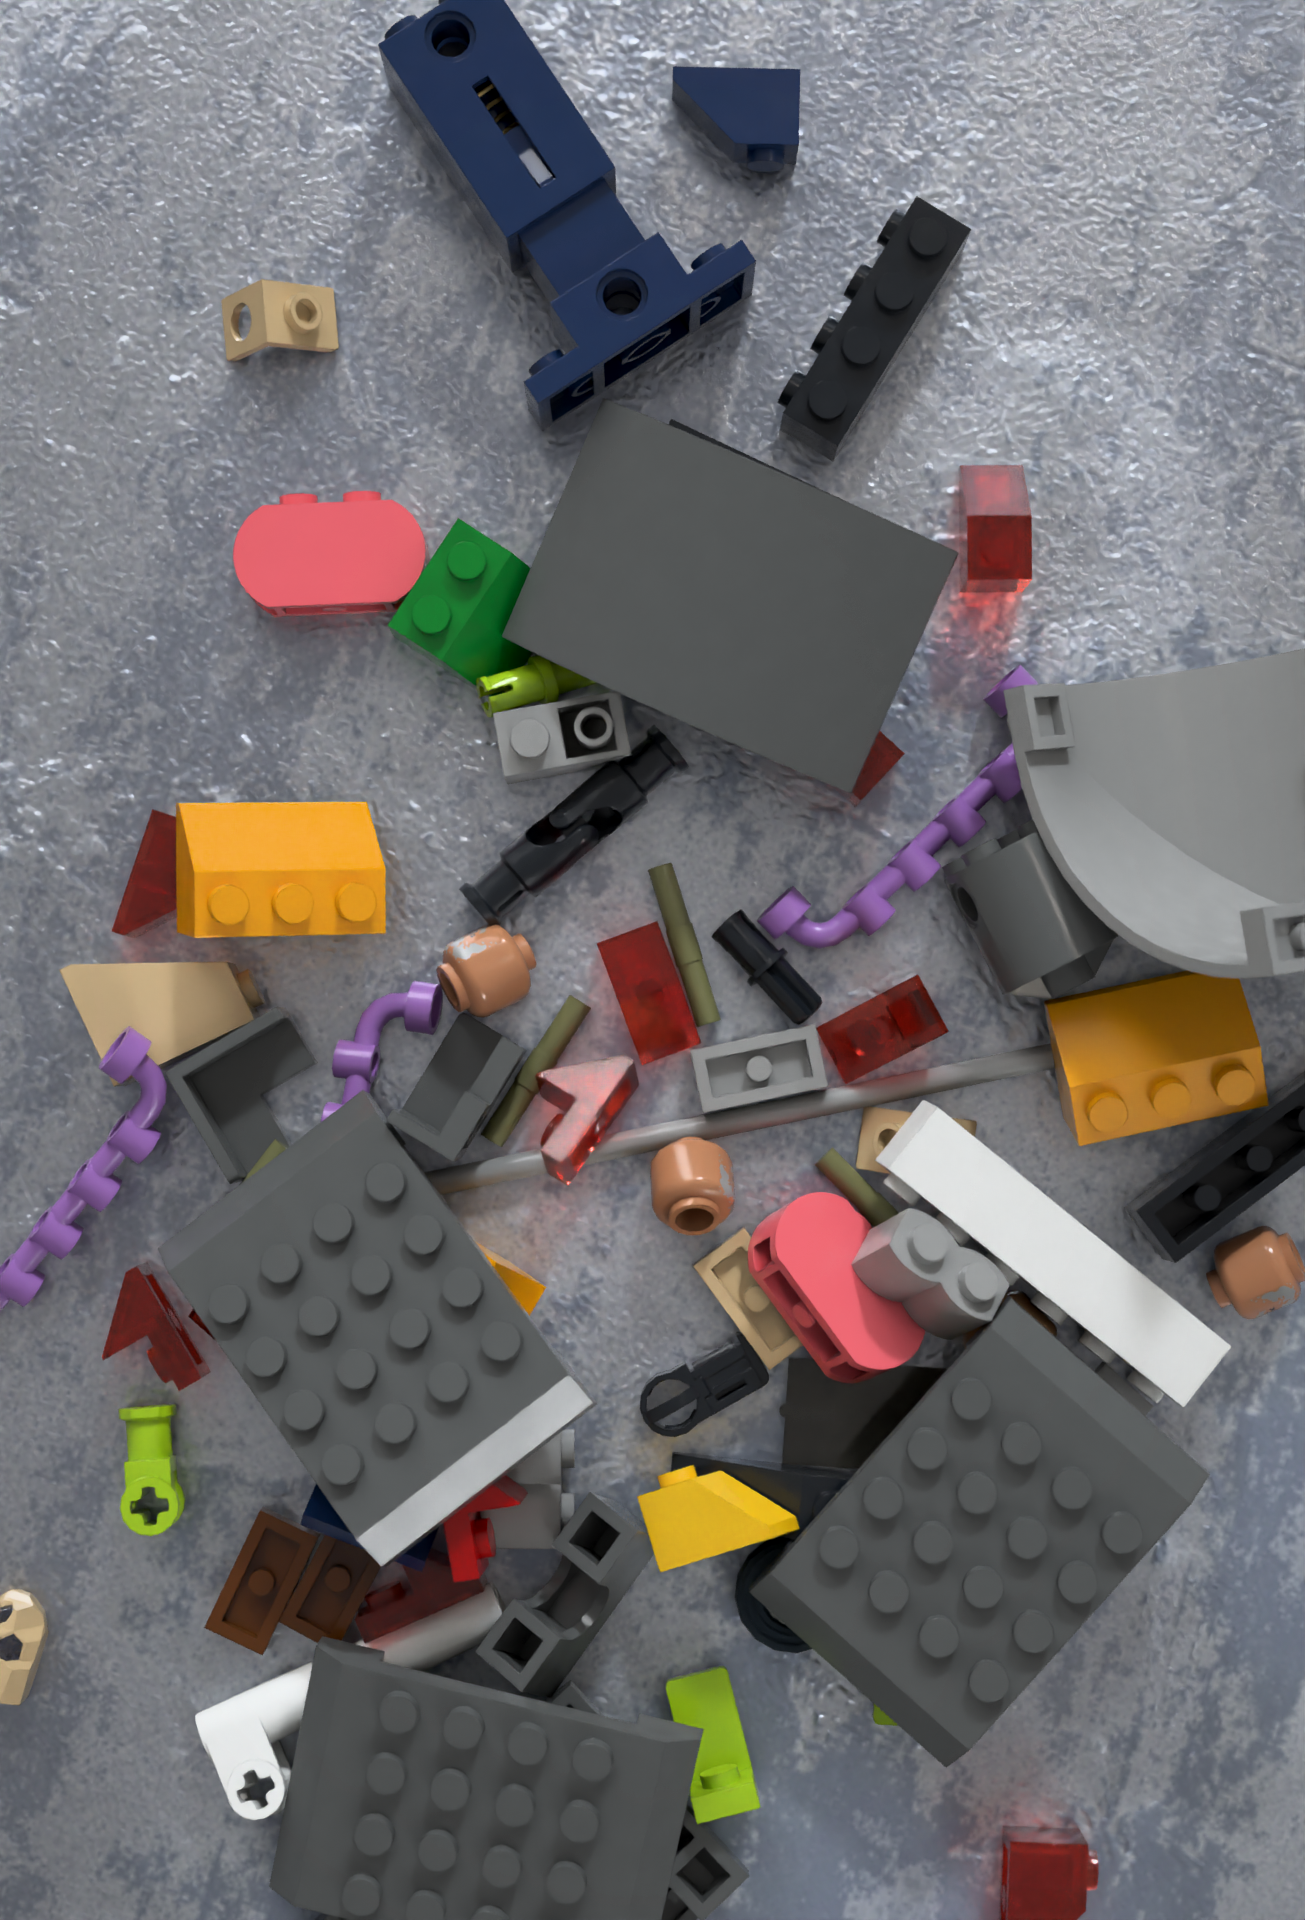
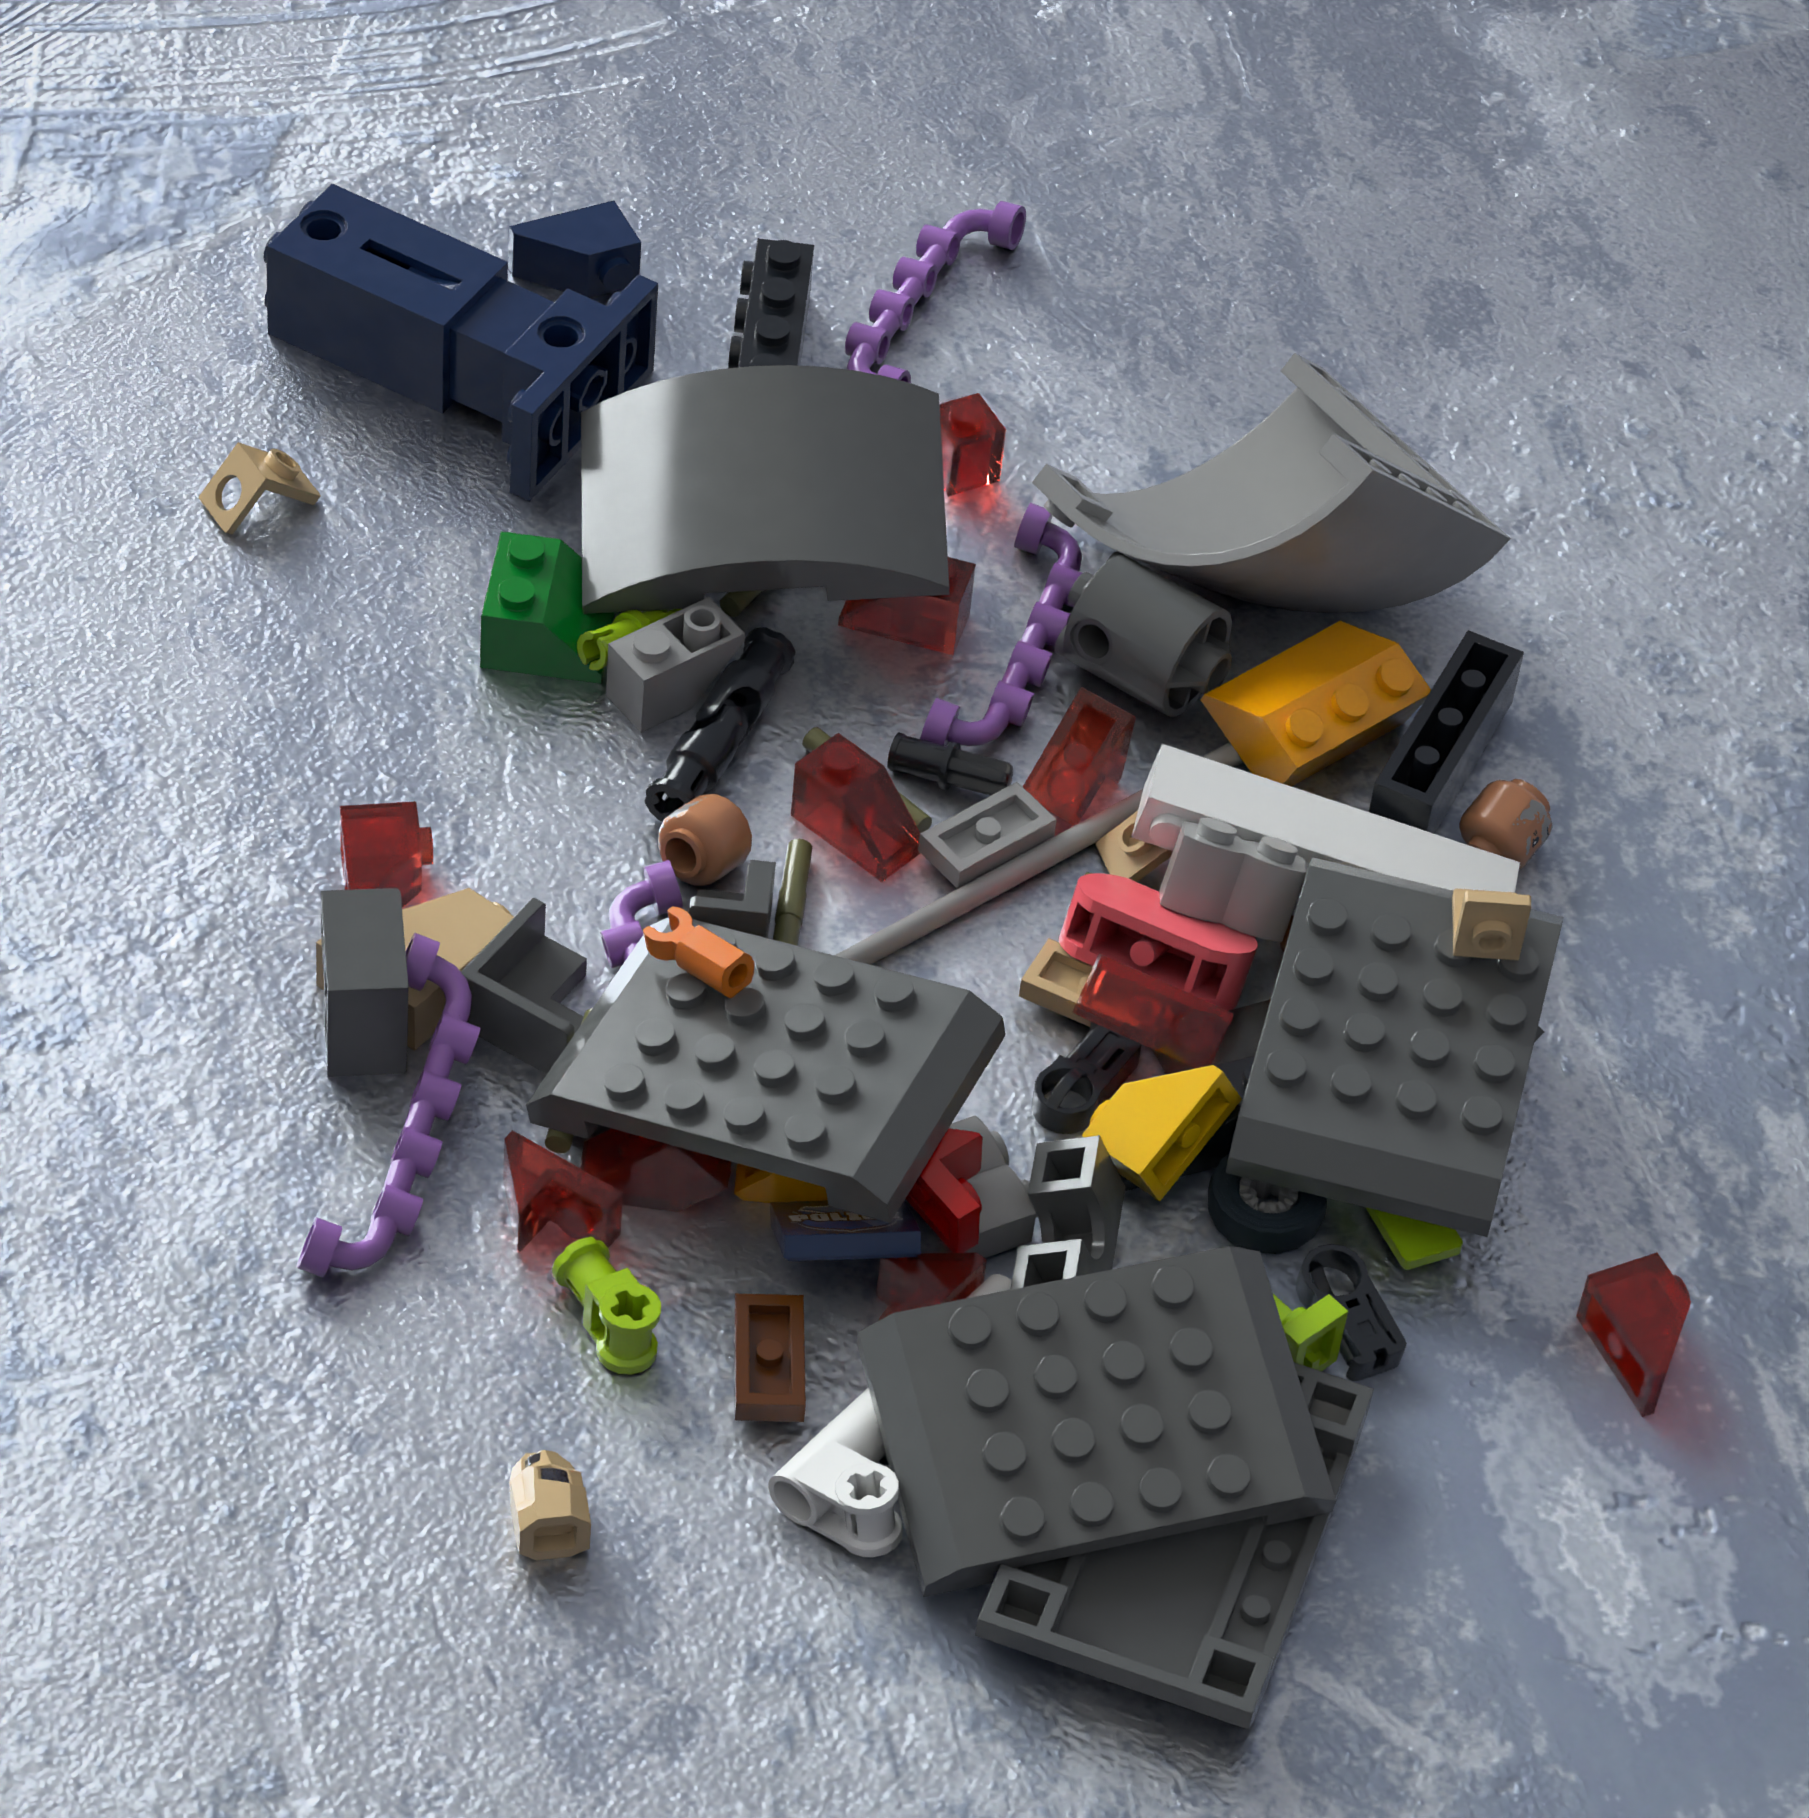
camera: 30 degrees left, 40 degrees down
(71, 1037) = (364, 982): none -> dark grey panel
(278, 870) = (485, 818): light orange slope -> none
(330, 555) = (397, 615): coral brick -> none
(330, 1590) = (837, 1308): reddish brown plate -> none
(354, 1207) = (701, 953): none -> orange bar
(592, 1099) = (847, 898): clear red slope -> none
(692, 1185) = (983, 920): nougat head -> none
(777, 1395) = (1152, 1013): none -> clear red slope
(793, 1758) = (1370, 1334): none -> black piece
(1076, 283) = (918, 278): none -> medium lavender bar
(1103, 1518) = (1489, 923): none -> tan bracket

